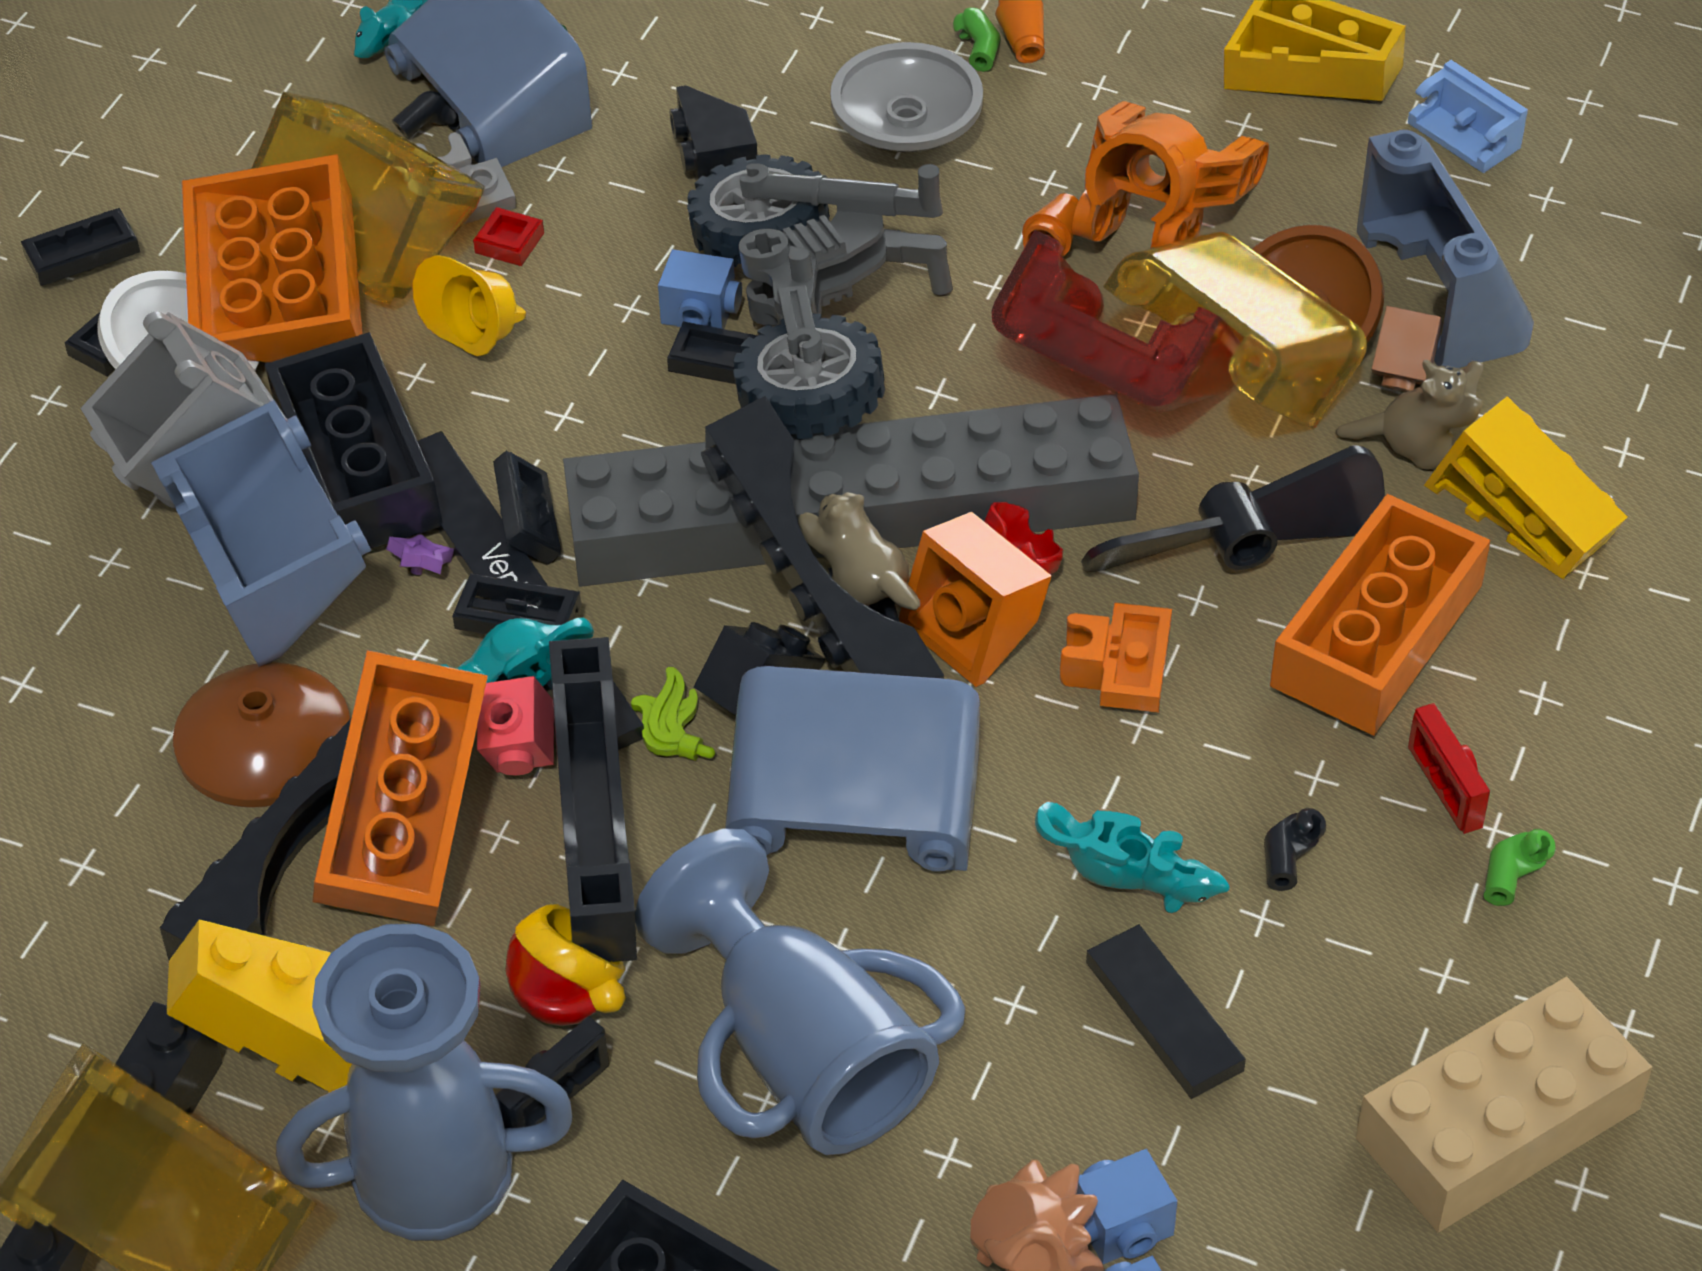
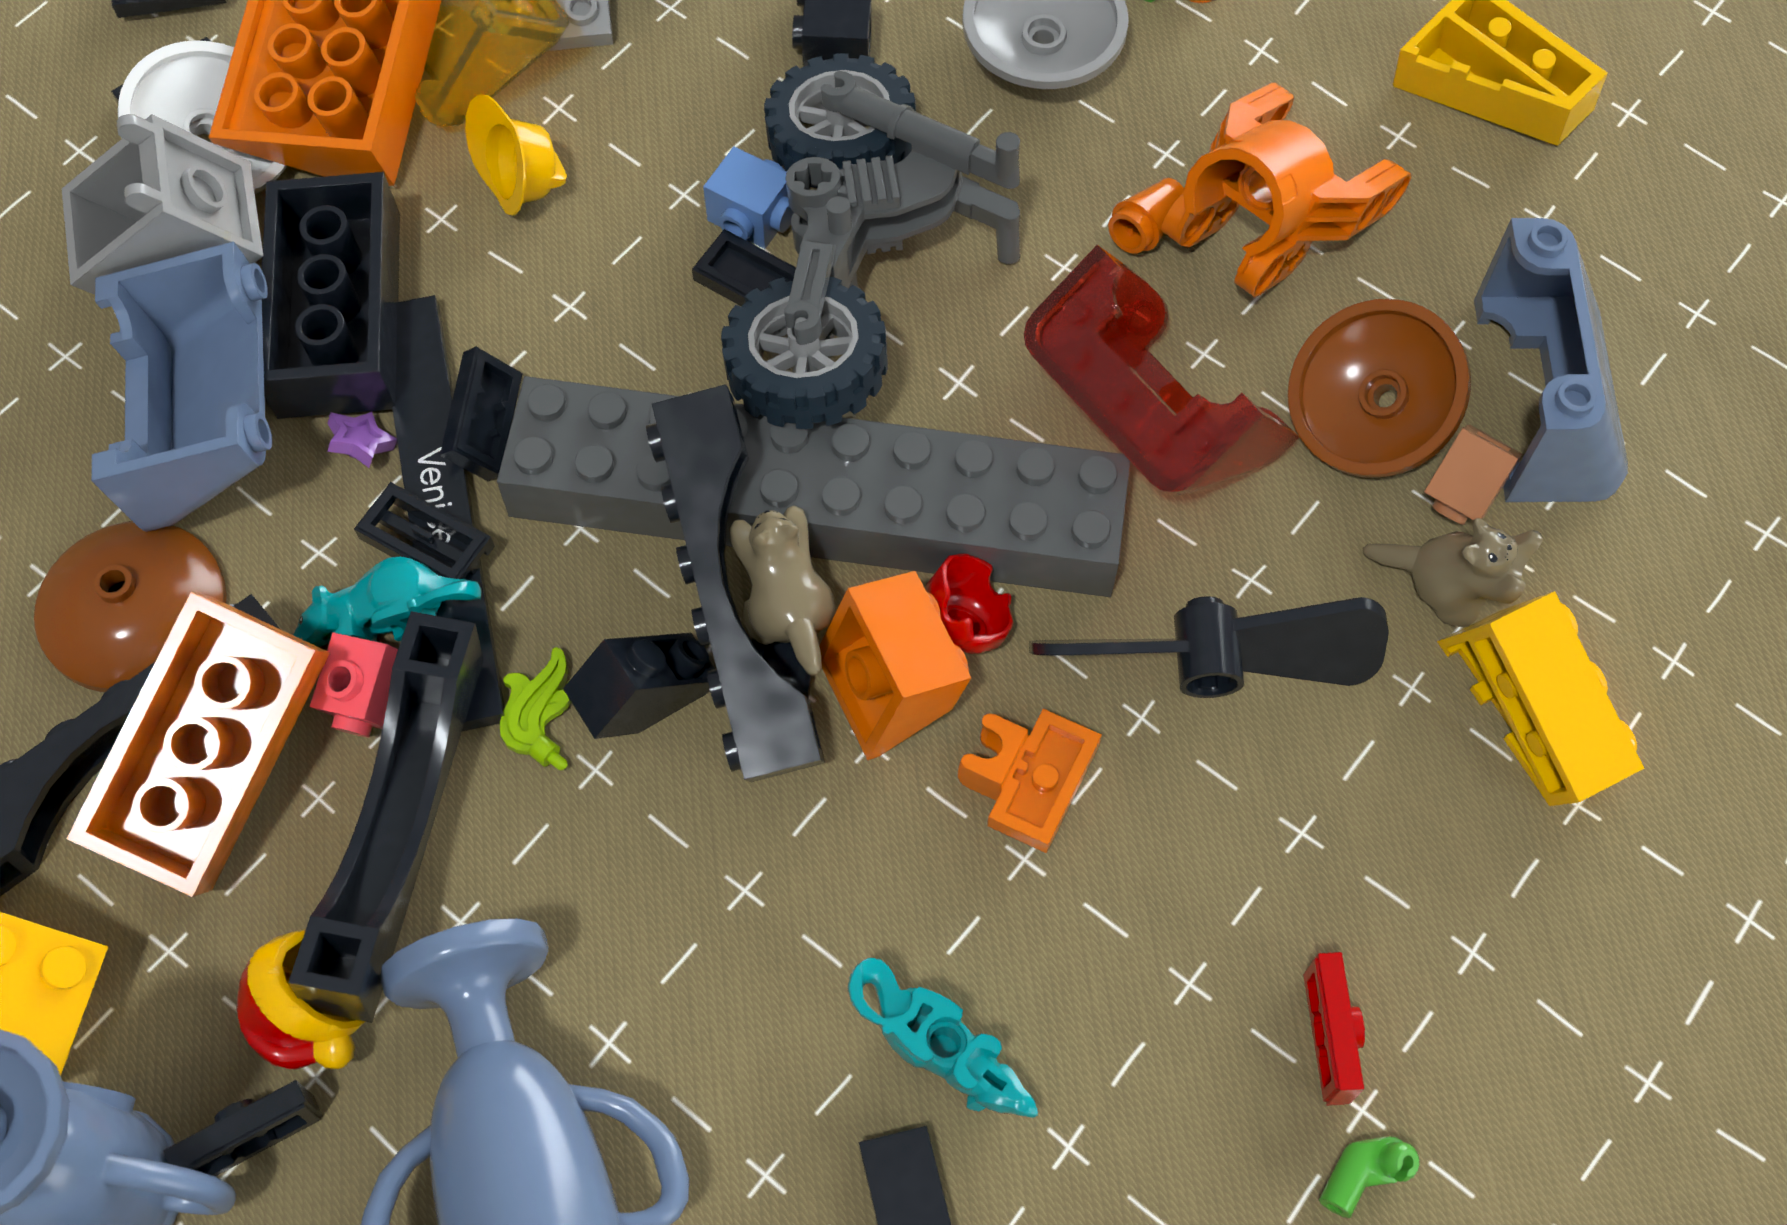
camera: 15 degrees right, 15 degrees up
(508, 236) = (591, 78): red tile -> none
(856, 759) = (689, 845): sand blue windscreen -> none
(1289, 842) = (1125, 1066): black arm -> none
(1294, 343) = (1339, 423): clear yellow windscreen -> none
(1379, 614) = (1324, 811): orange brick -> none
(1469, 117) = (1643, 193): light blue hinge -> none

